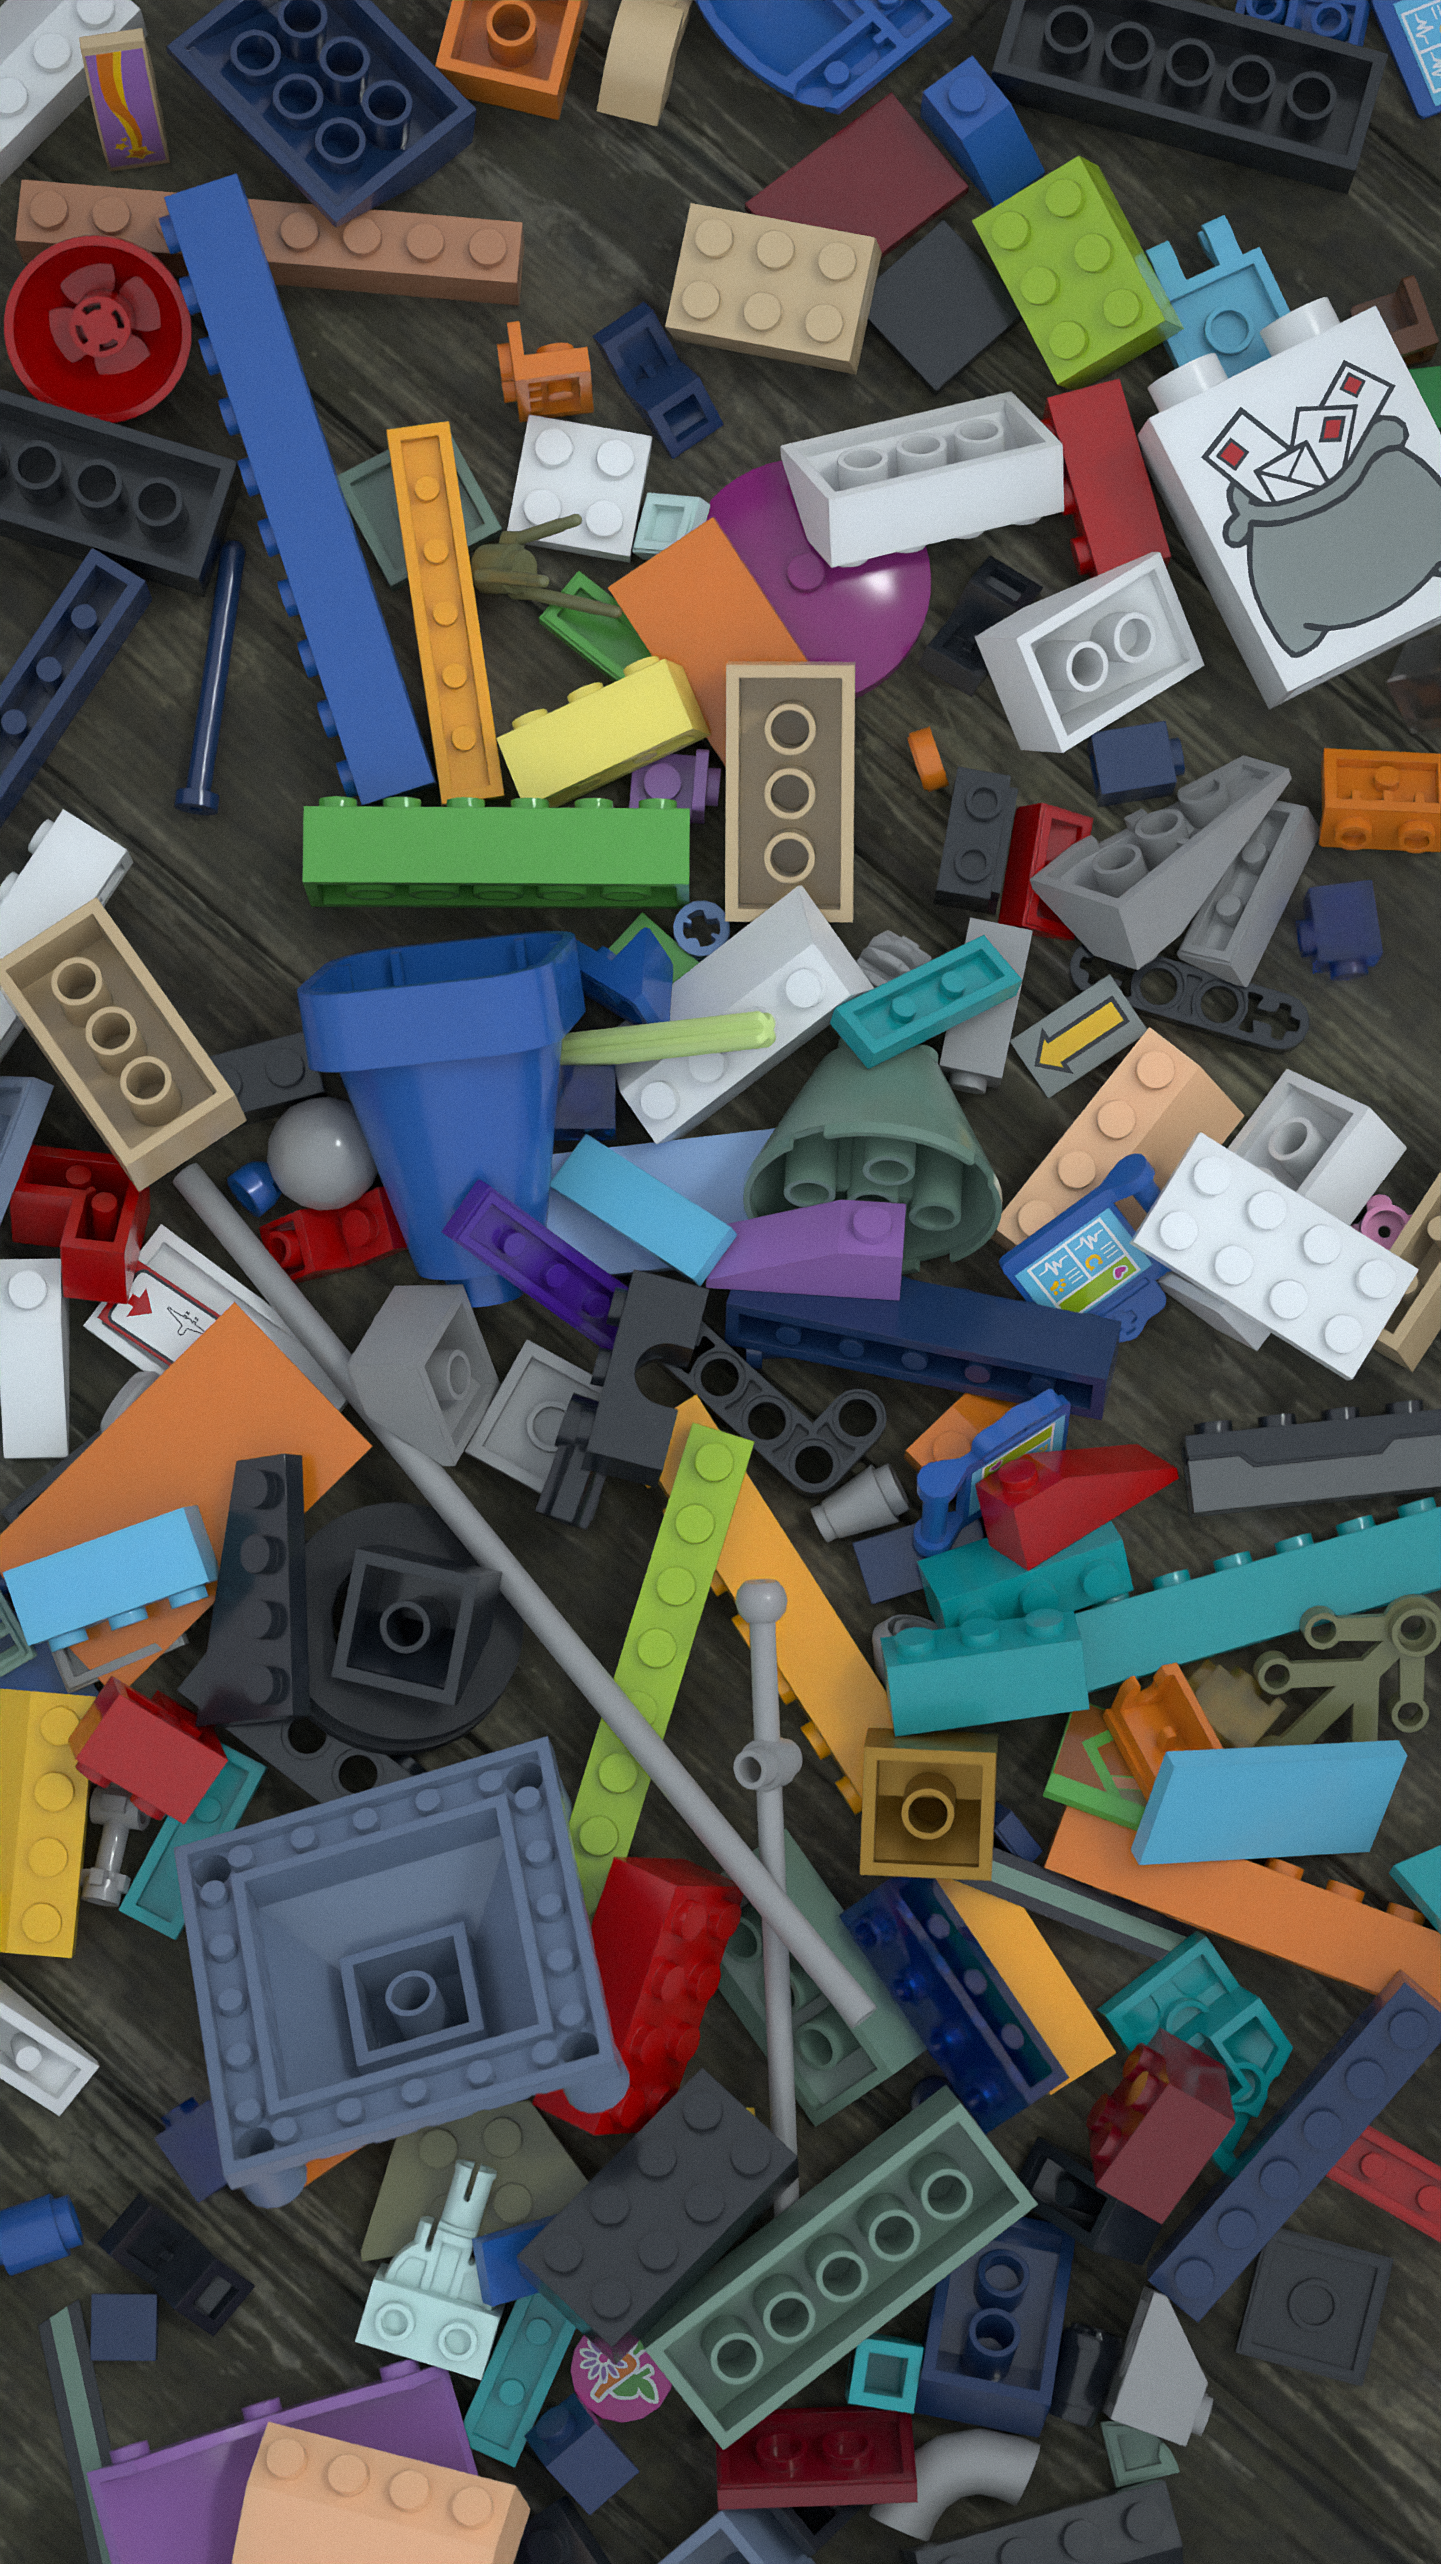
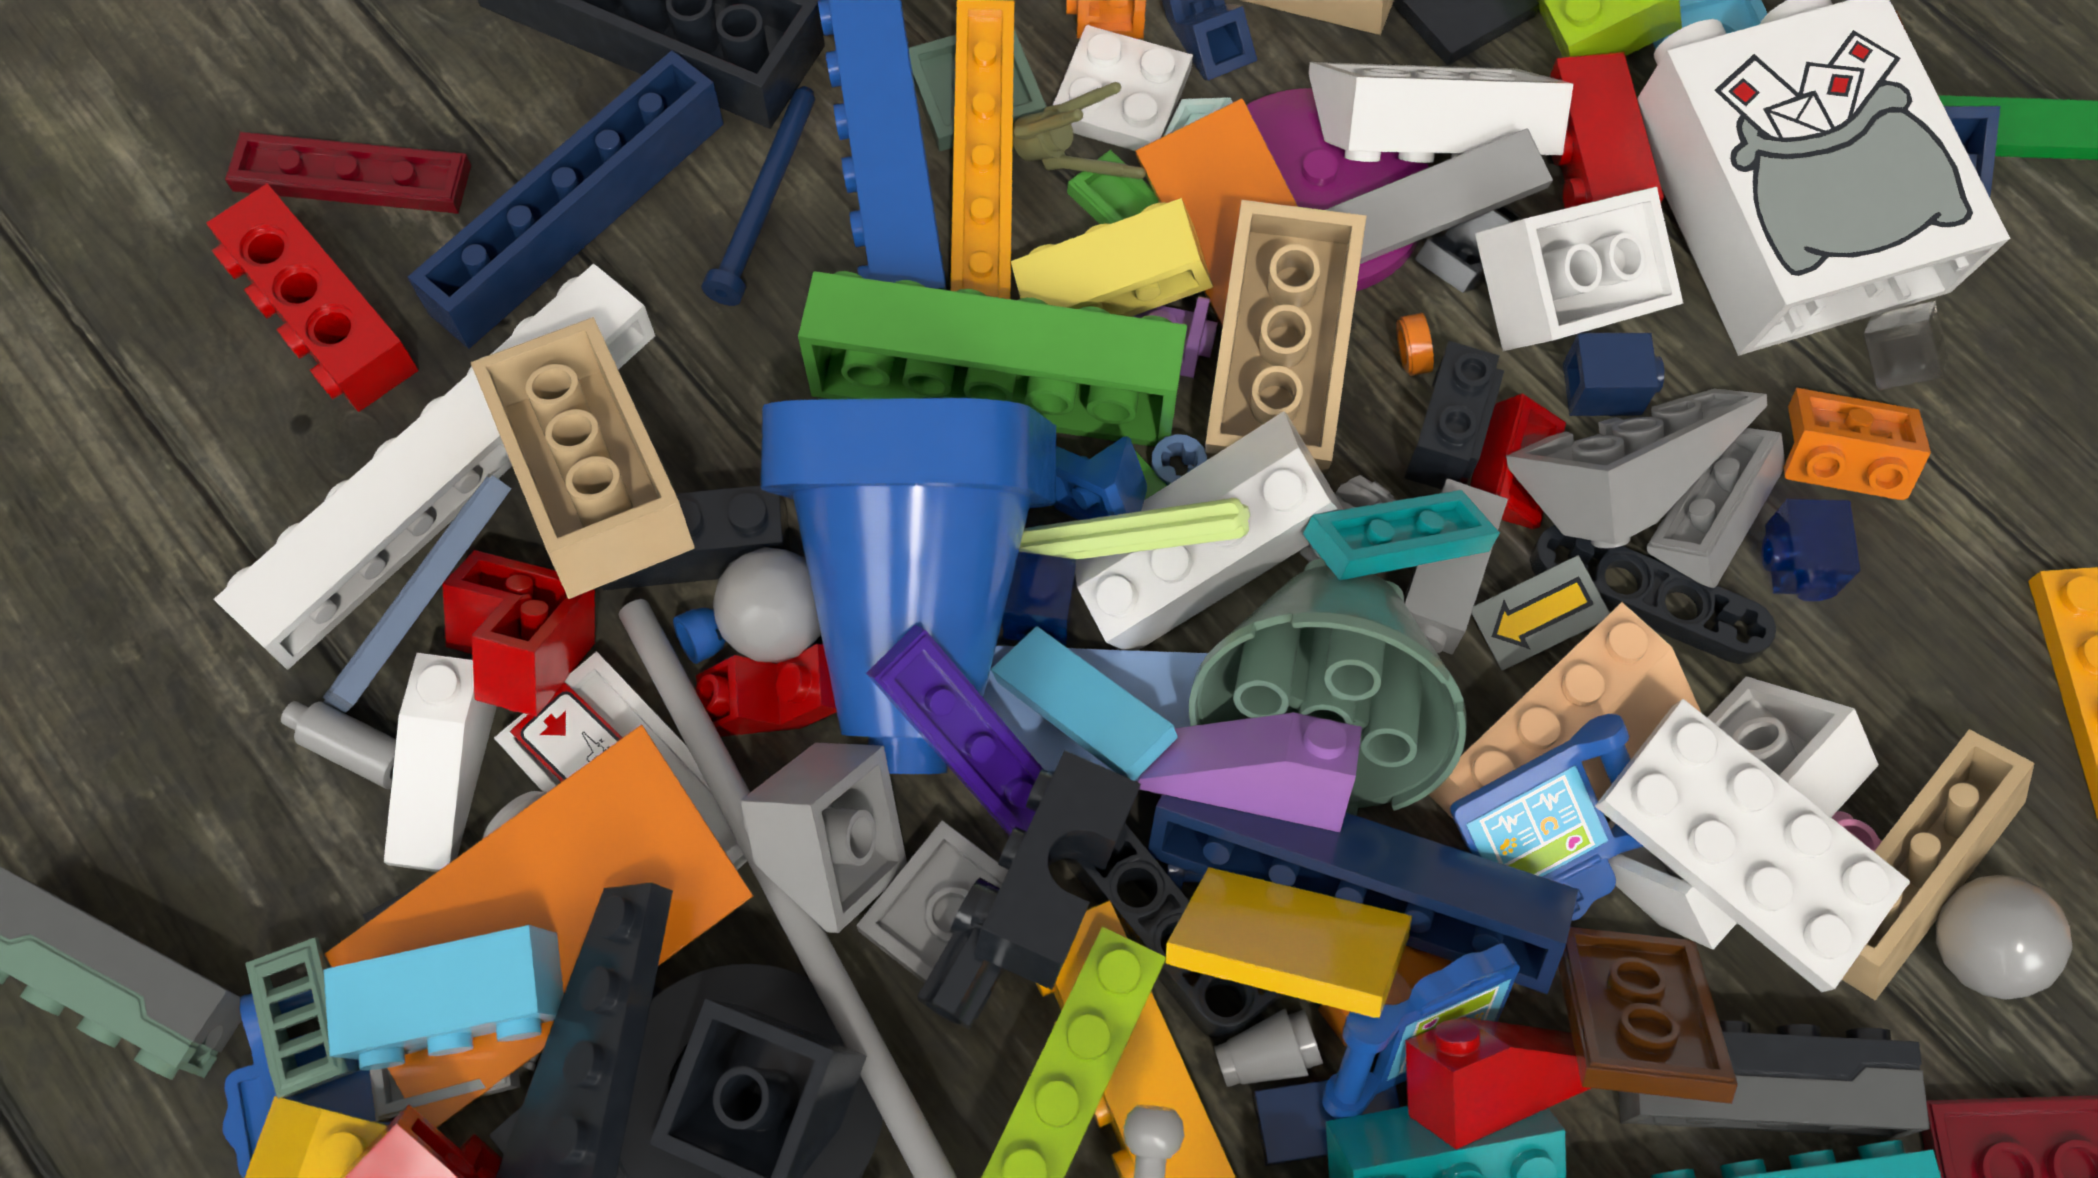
camera: 10 degrees right, 15 degrees down
(863, 1410) = (1290, 941): none -> yellow tile
(930, 597) = (1449, 193): none -> light grey tile
(1189, 1421) = (1644, 1016): none -> reddish brown tile

